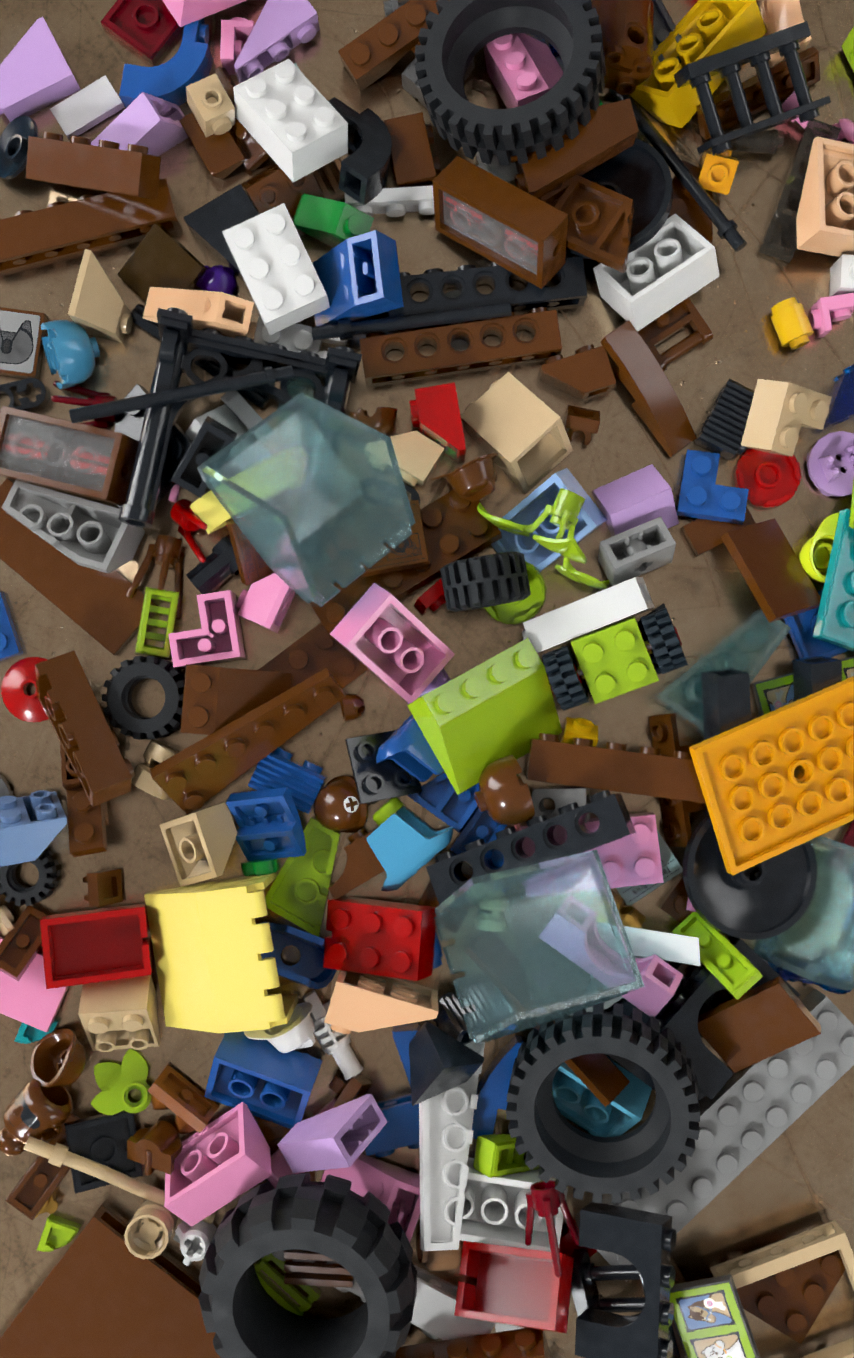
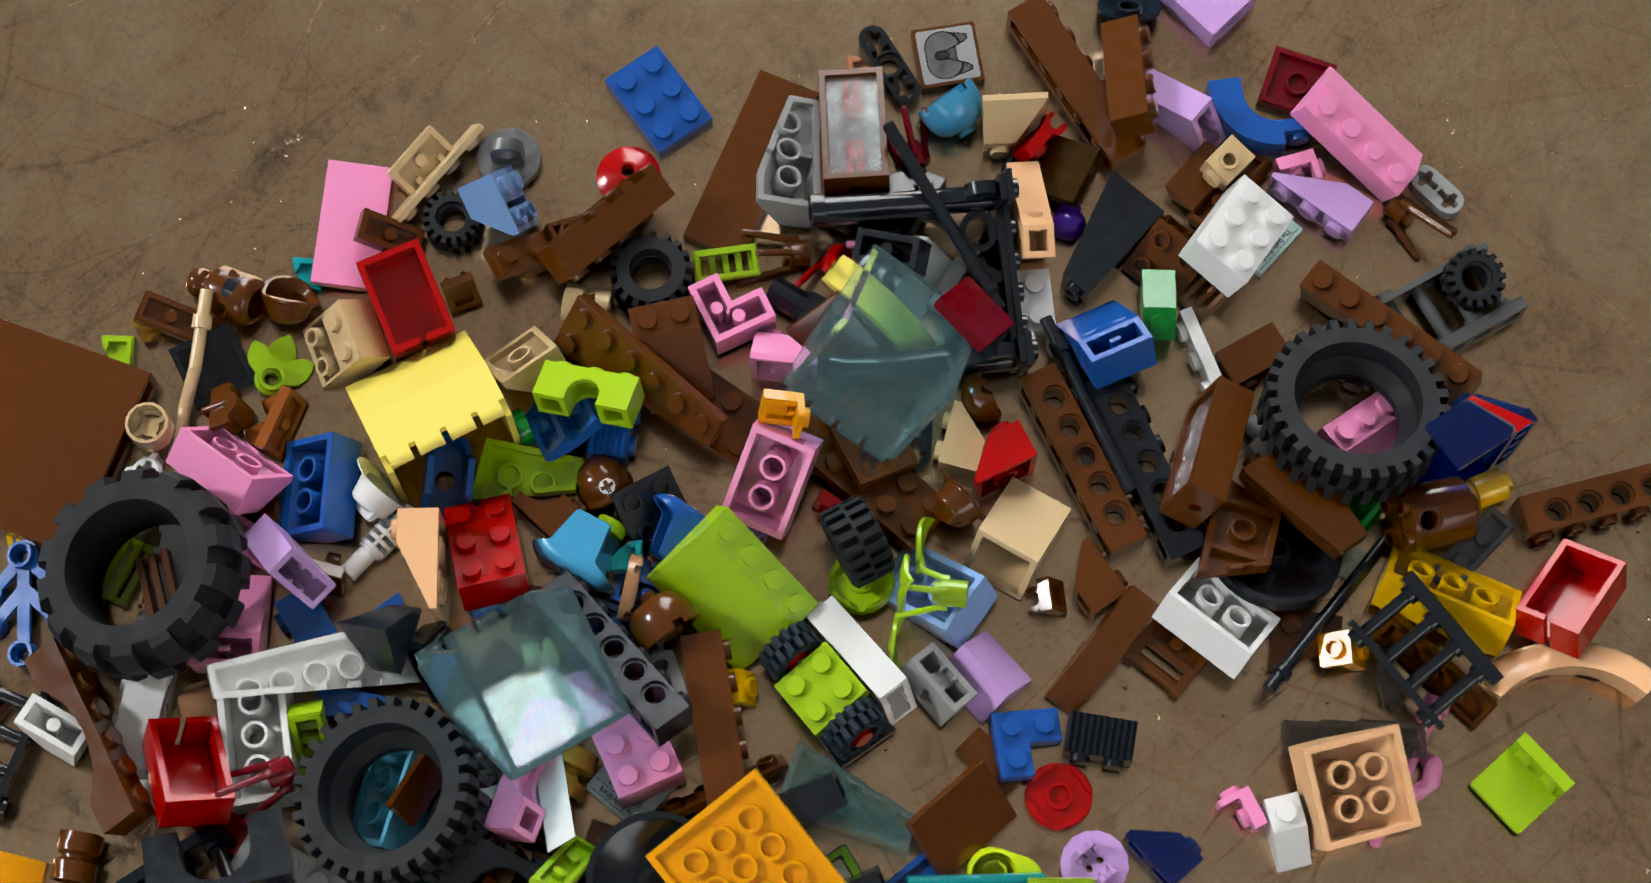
camera: 70 degrees right, 15 degrees down
(87, 107) = (1191, 58): white tile -> none
(128, 283) = (1035, 143): none -> red plate
(238, 817) = (564, 385): none -> lime arch
(276, 269) = (1090, 265): white brick -> none
(296, 396) = (973, 314): none -> dark red tile
(339, 609) = (784, 409): none -> light orange bracket
(352, 707) = (701, 465): reddish brown hinge -> none
(365, 170) = (1221, 321): black arch -> none
(425, 804) = (619, 561): none -> teal tile
(463, 812) = (630, 588): none -> medium nougat tile
(779, 413) = (1118, 775): tan brick -> none
(791, 323) = (1216, 771): yellow brick -> none

